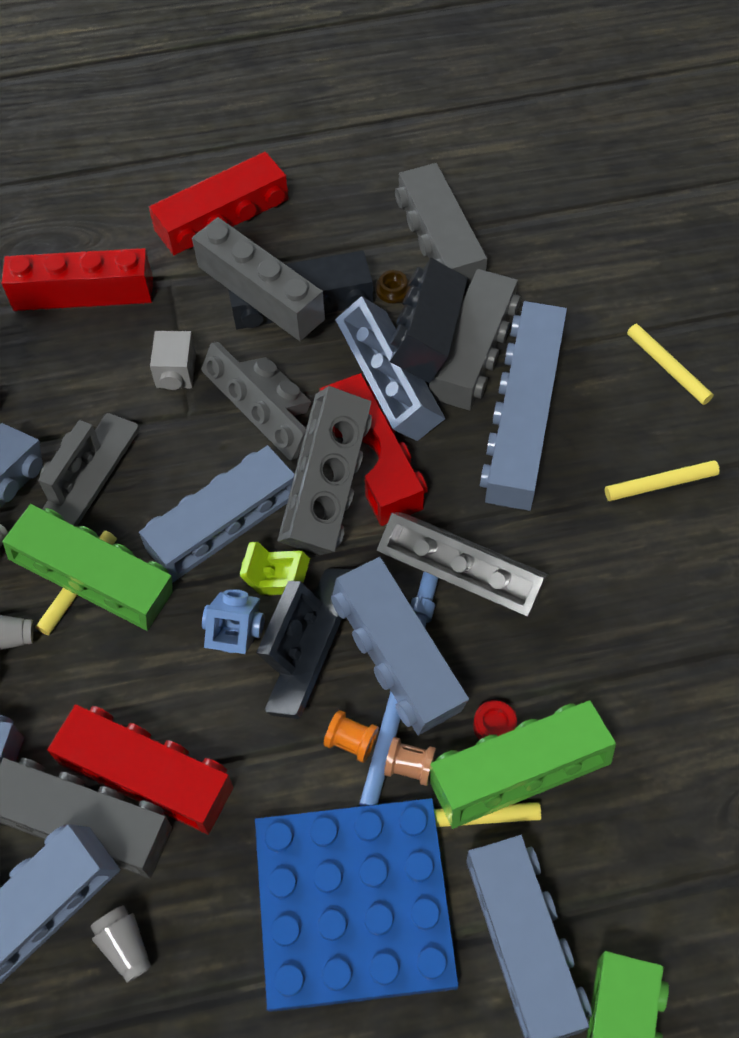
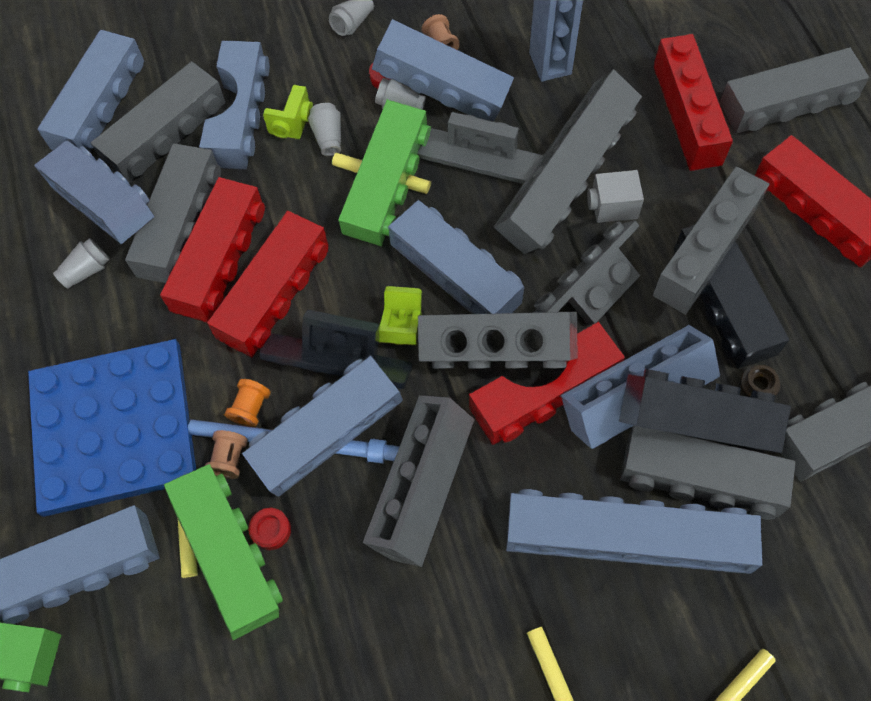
camera: 85 degrees right, 5 degrees up
(90, 197) = (793, 90): none -> dark grey brick
(124, 392) = (568, 163): none -> dark grey brick
(204, 704) = (269, 284): none -> red brick
(232, 622) = (341, 289): medium blue brick -> none

